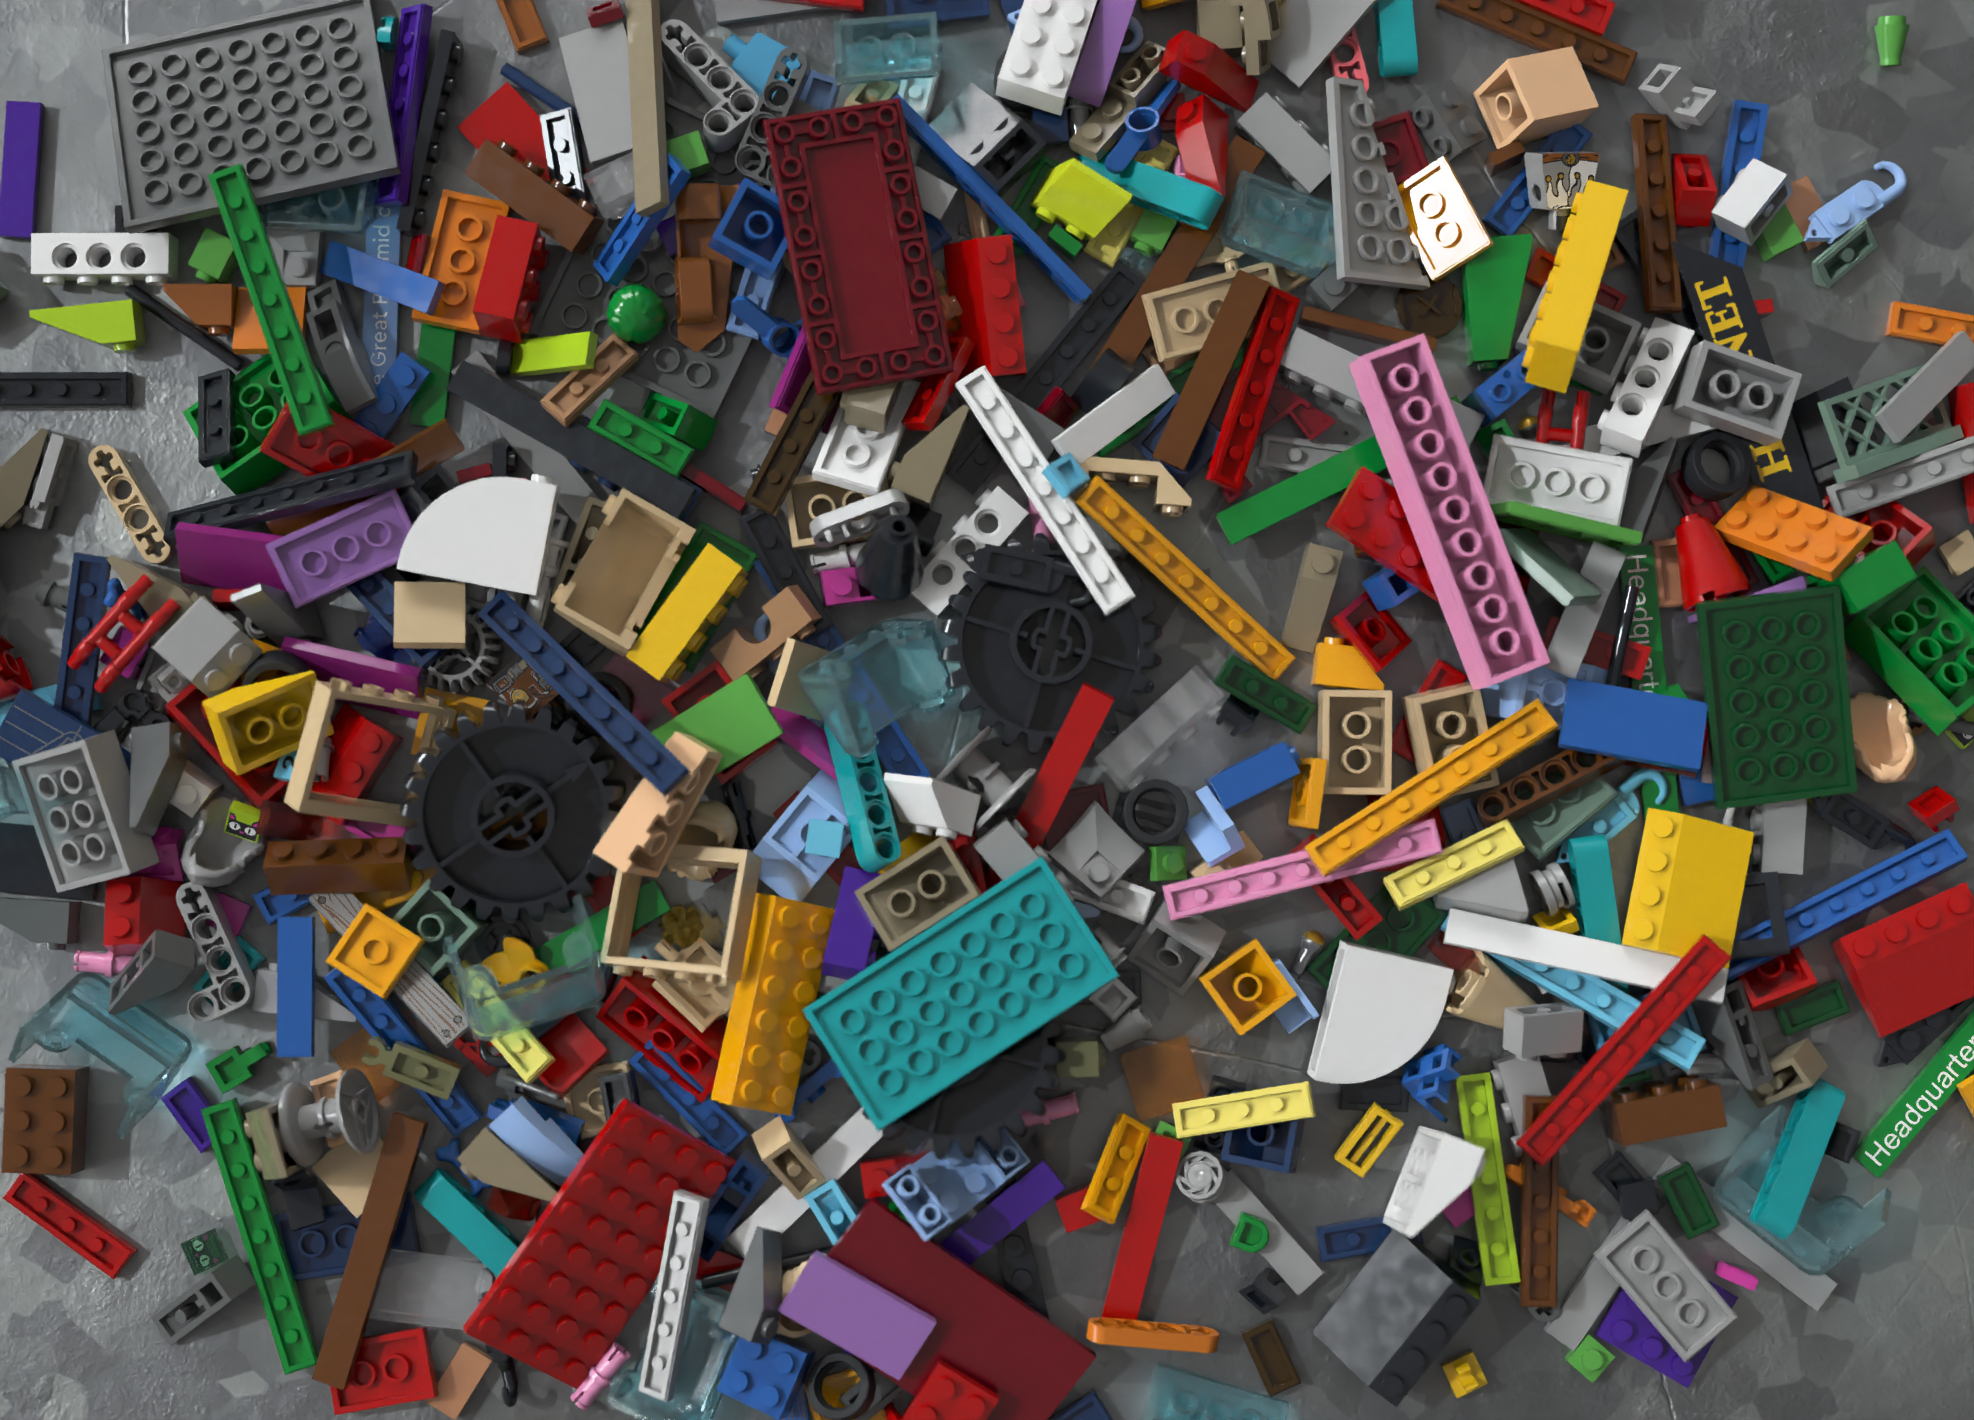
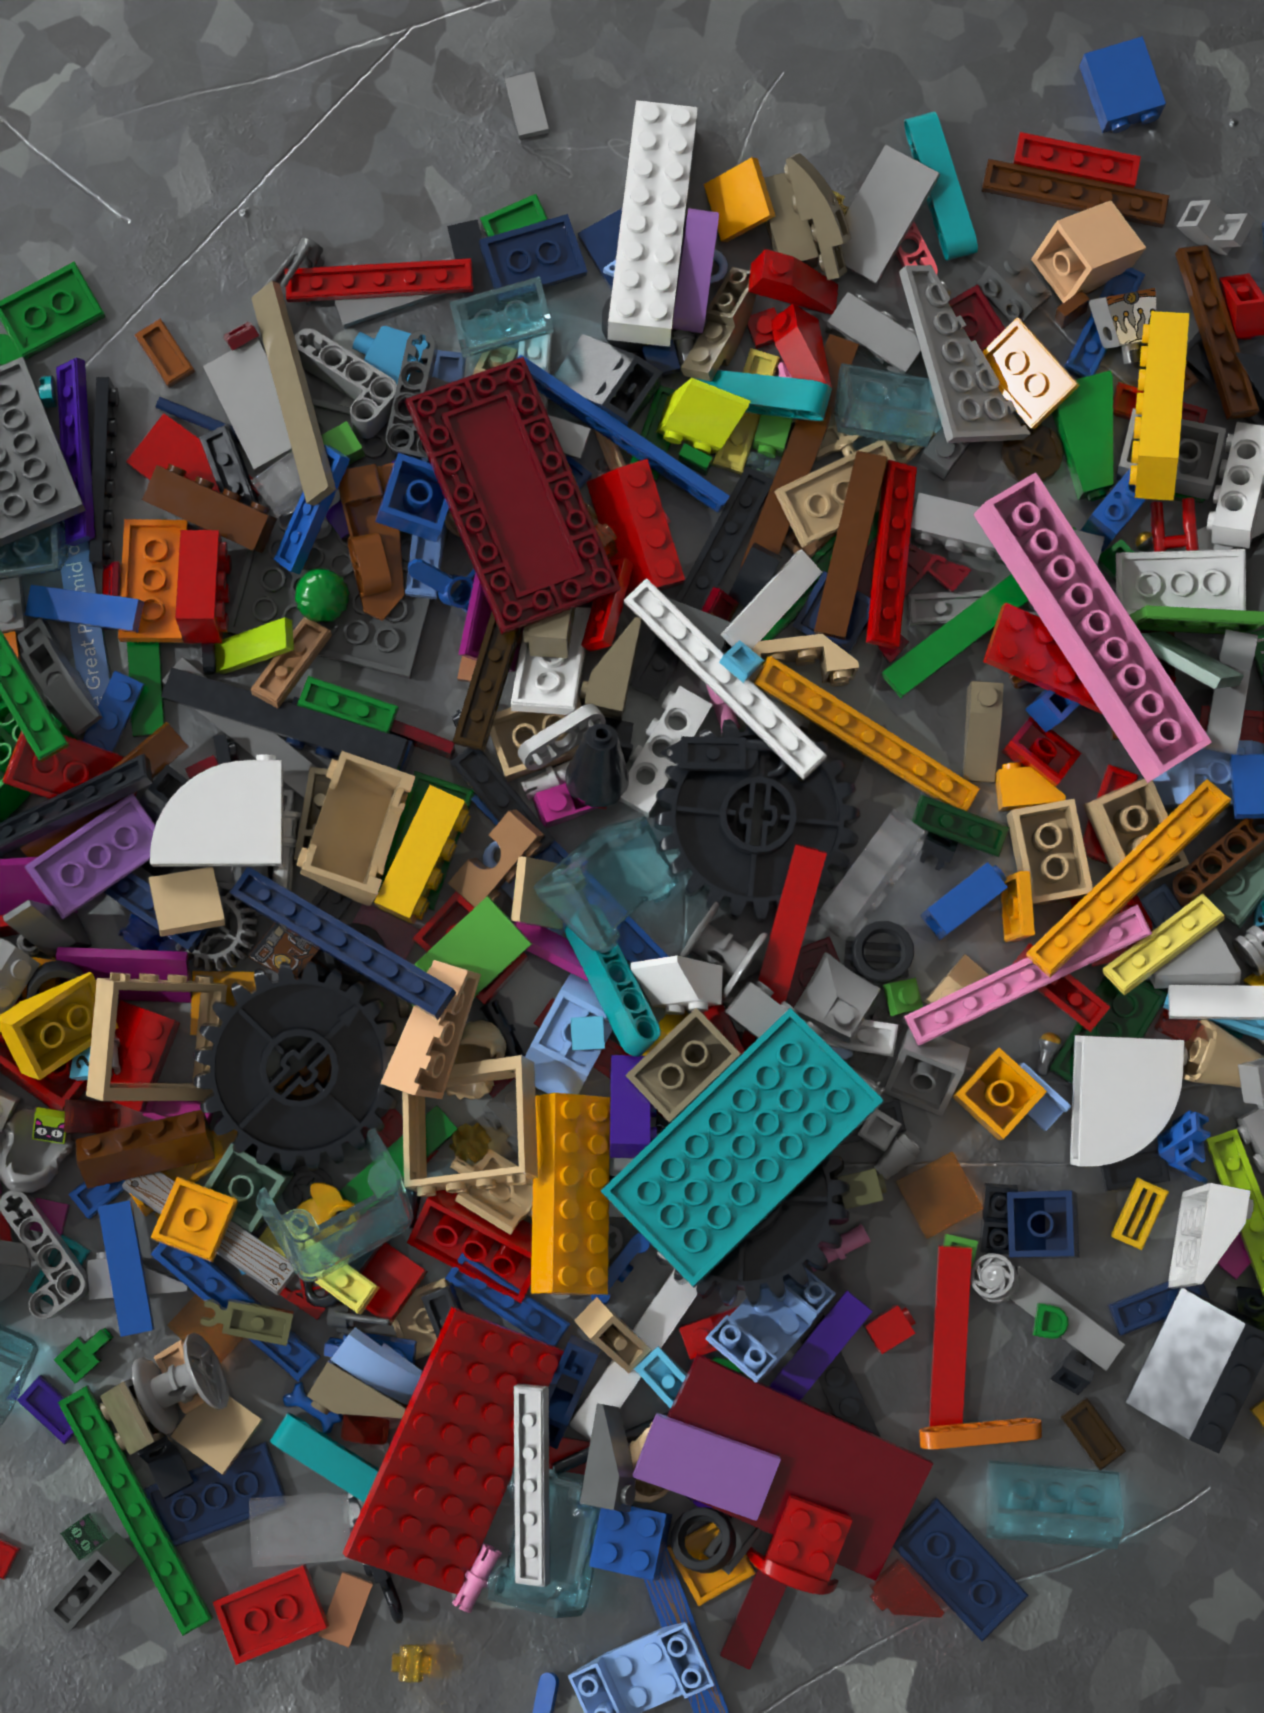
camera: 15 degrees left, 5 degrees down
(370, 1250) = (240, 1502): reddish brown tile -> none
(678, 420) = (379, 683): green slope -> none
(1116, 1168) = (914, 1285): light orange tile -> none
(1136, 136) = (744, 344): blue piece -> none
(1213, 830) = (940, 957): light blue panel -> none
(1243, 1110) = (1020, 1206): light yellow tile -> none
(1357, 327) = (967, 483): reddish brown tile -> none

